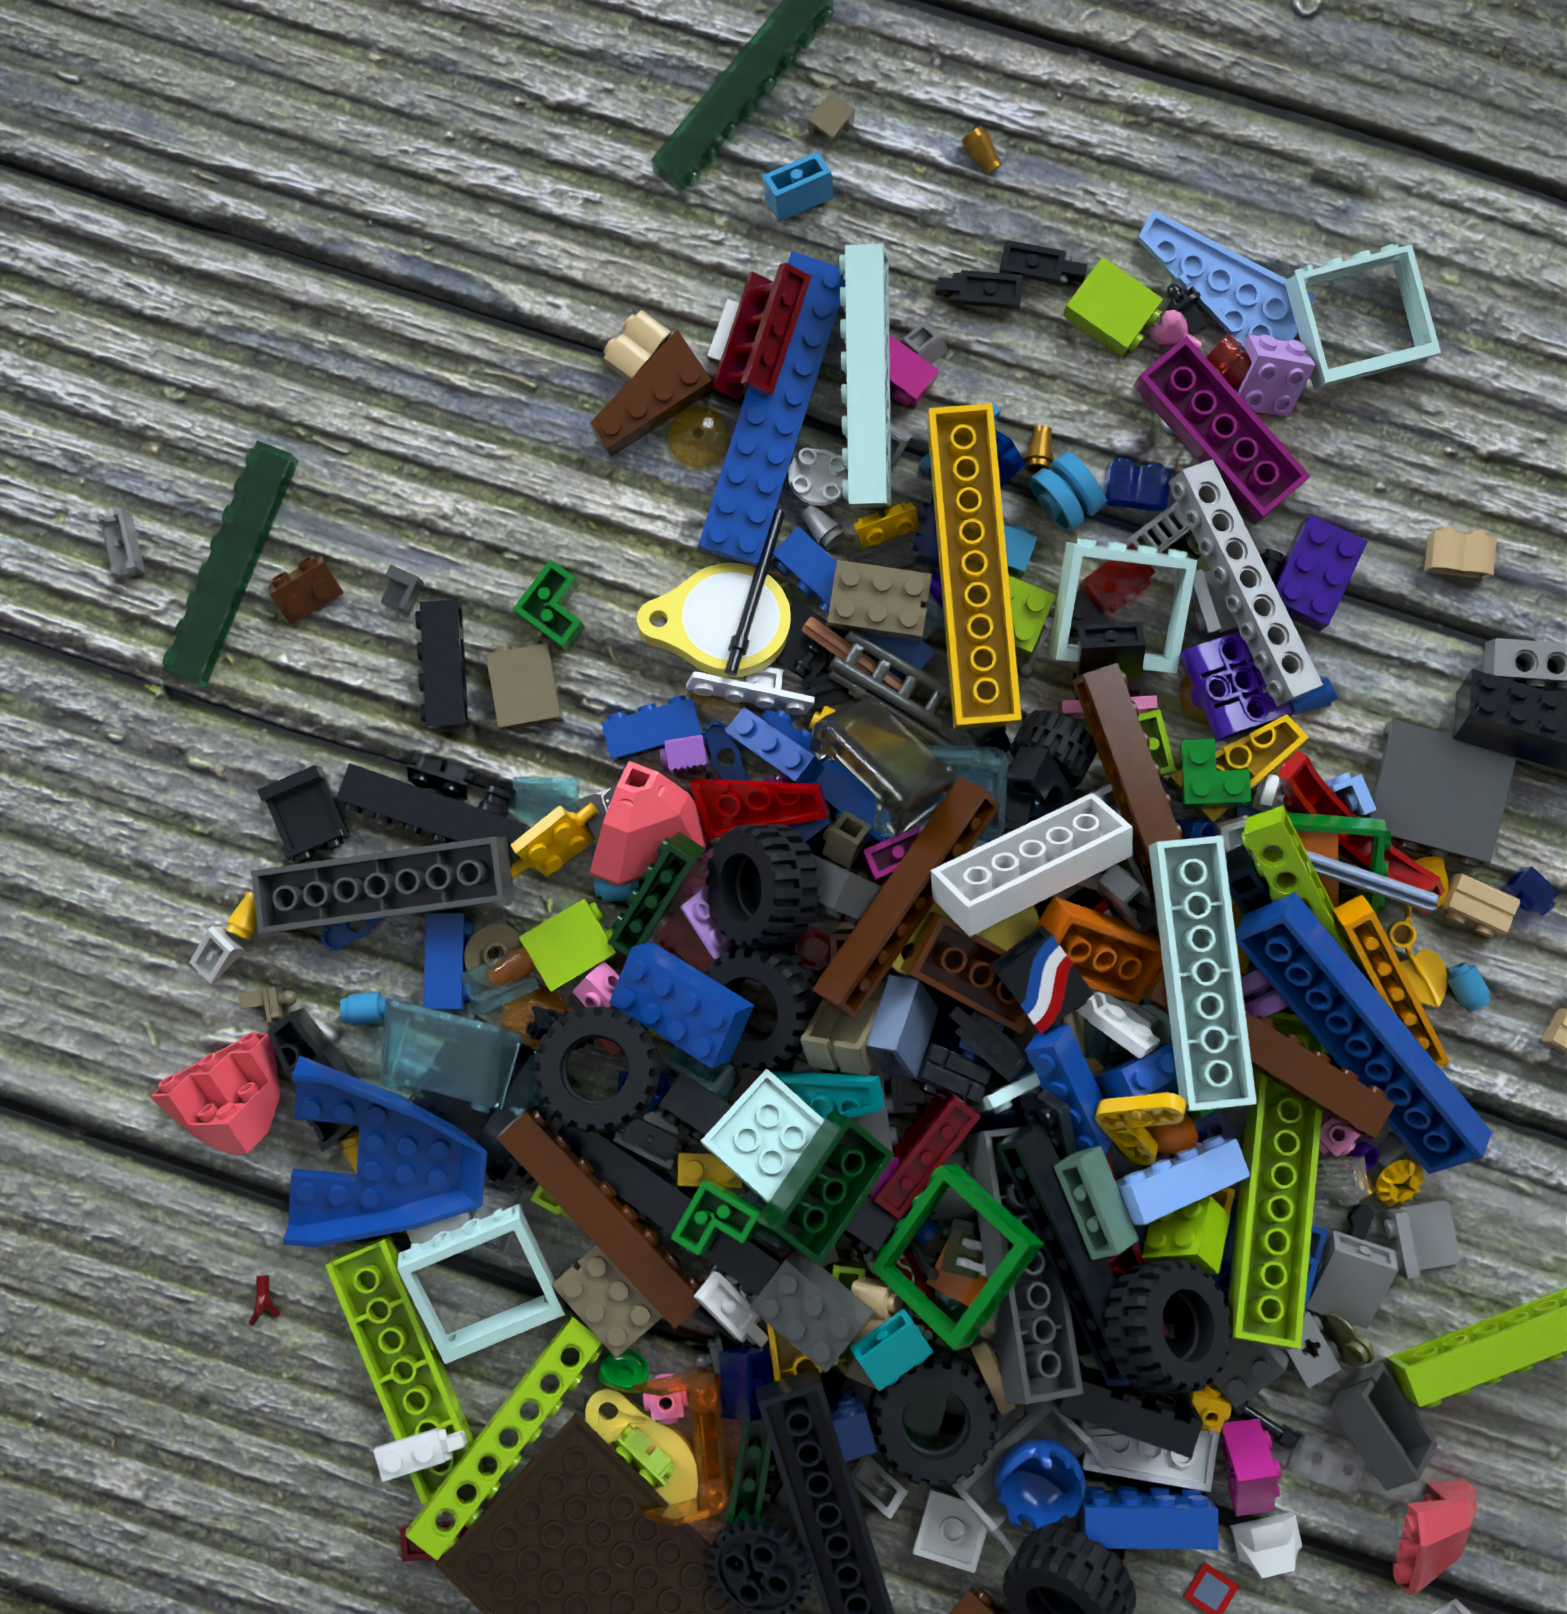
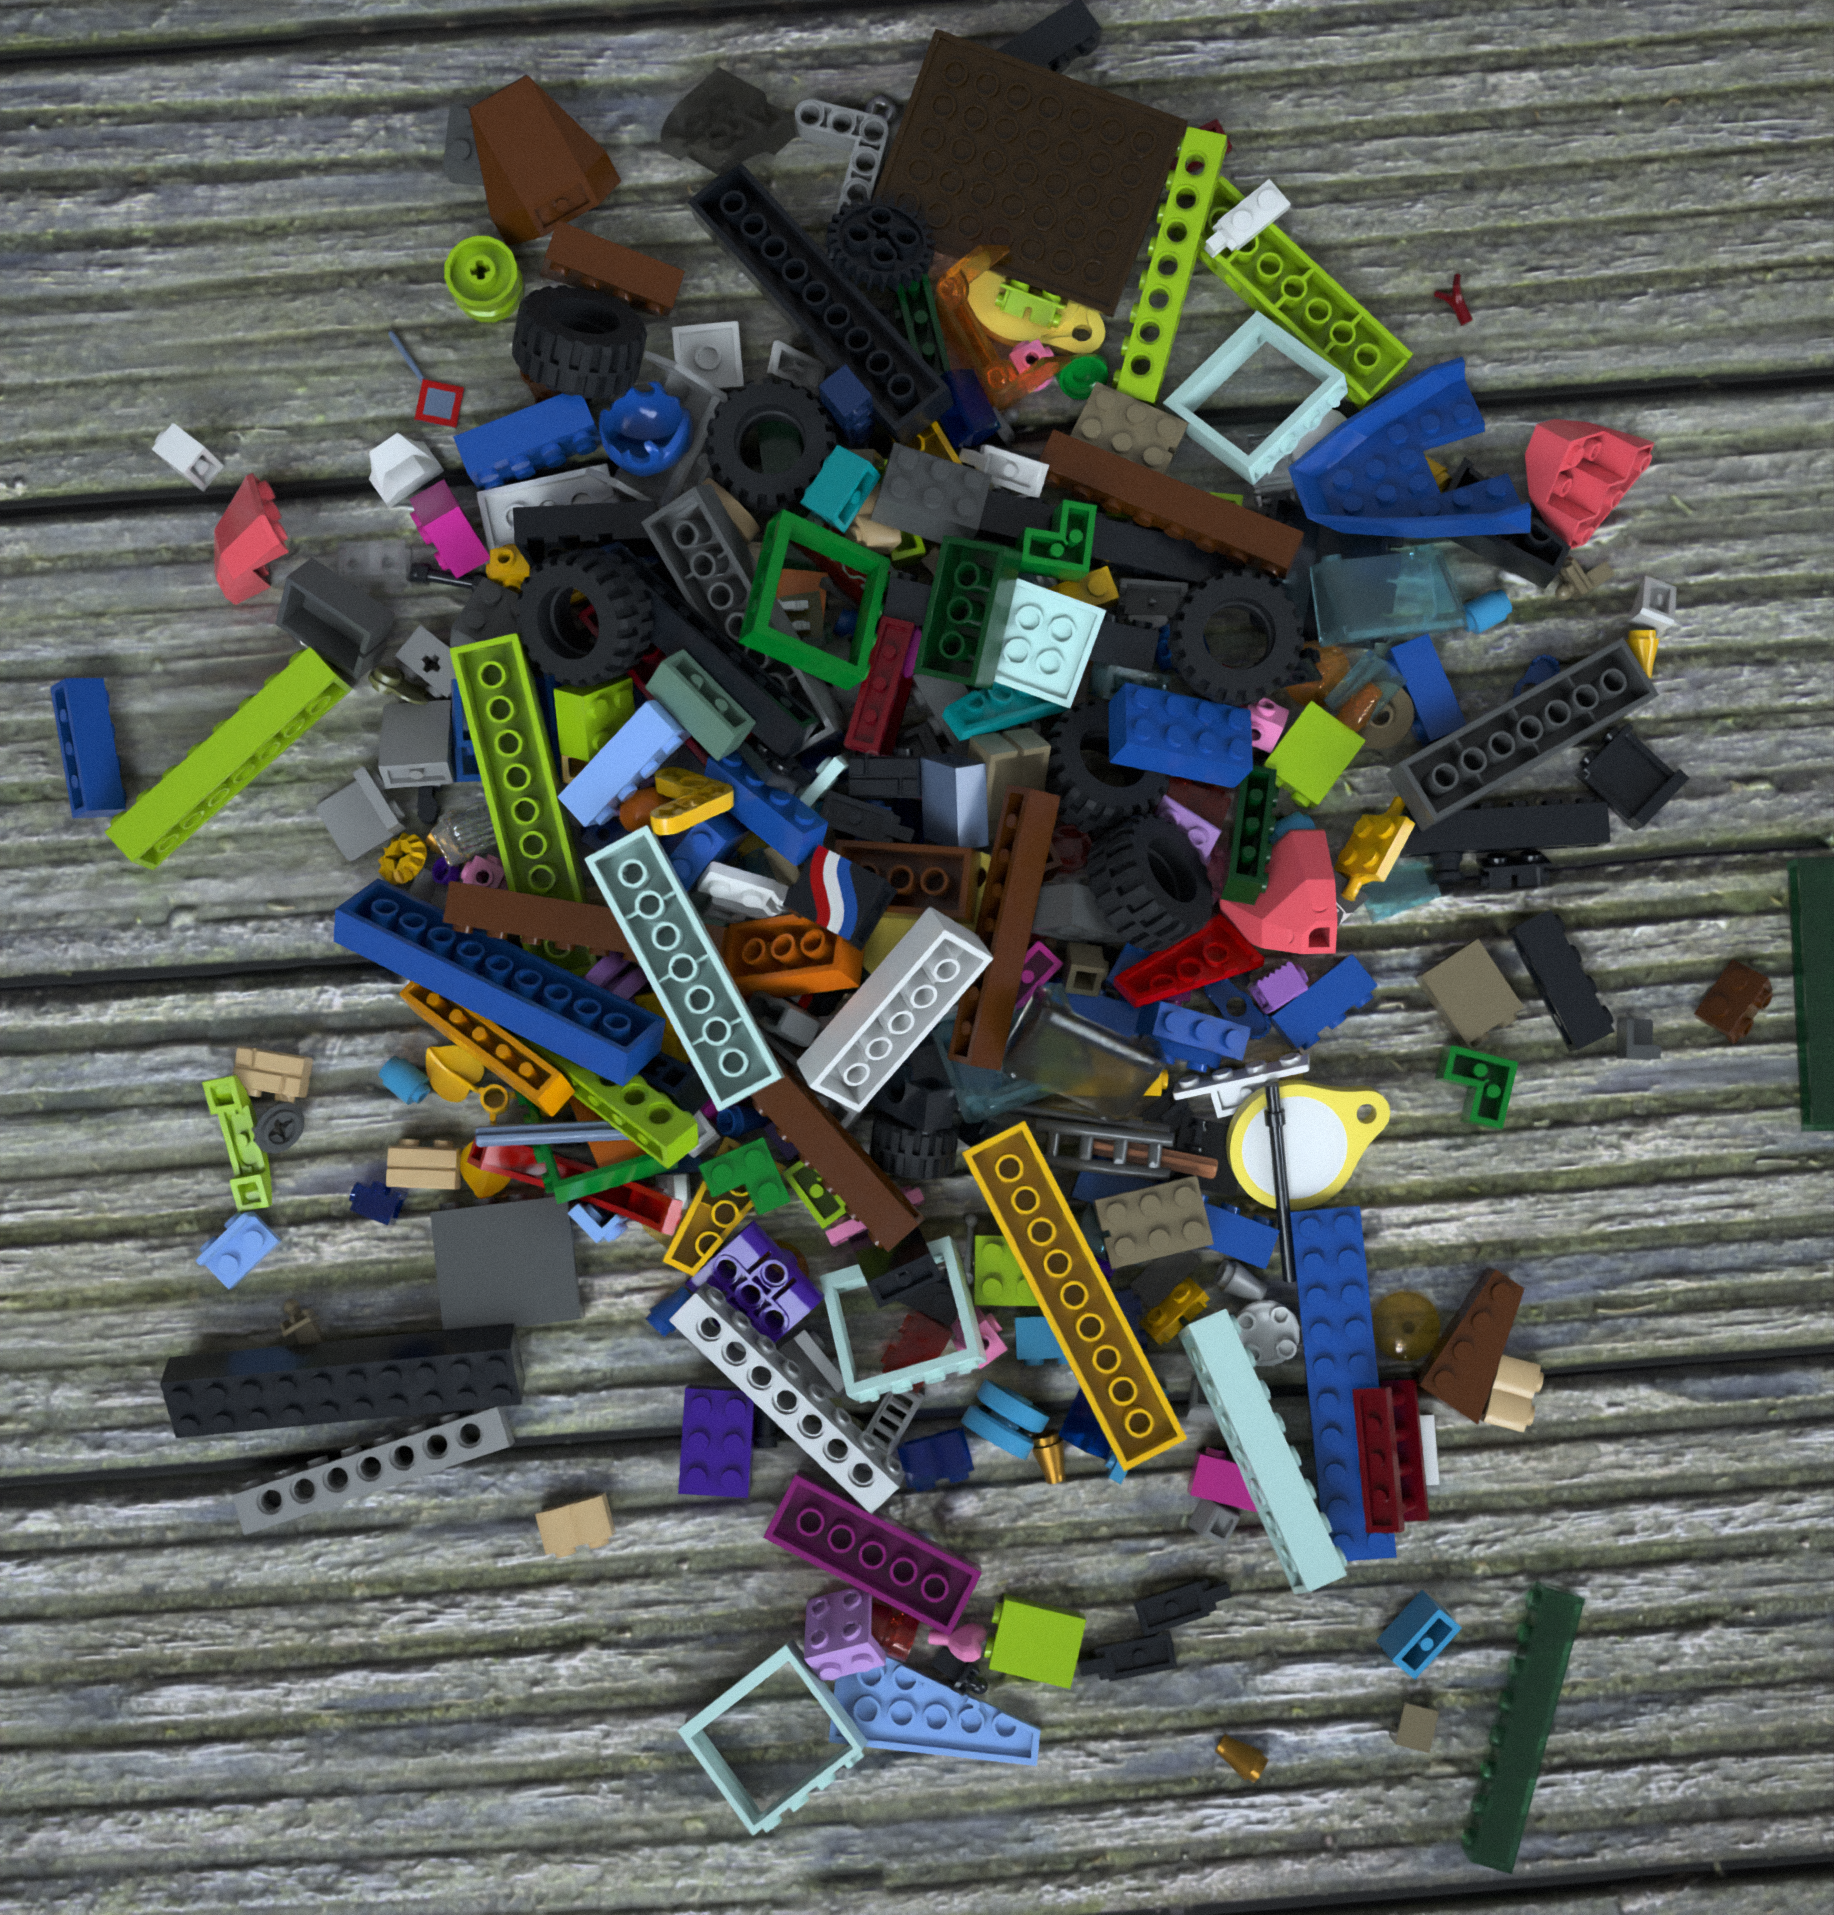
camera: 155 degrees right, 0 degrees up
(1051, 567) = (989, 1329): none -> bright pink brick

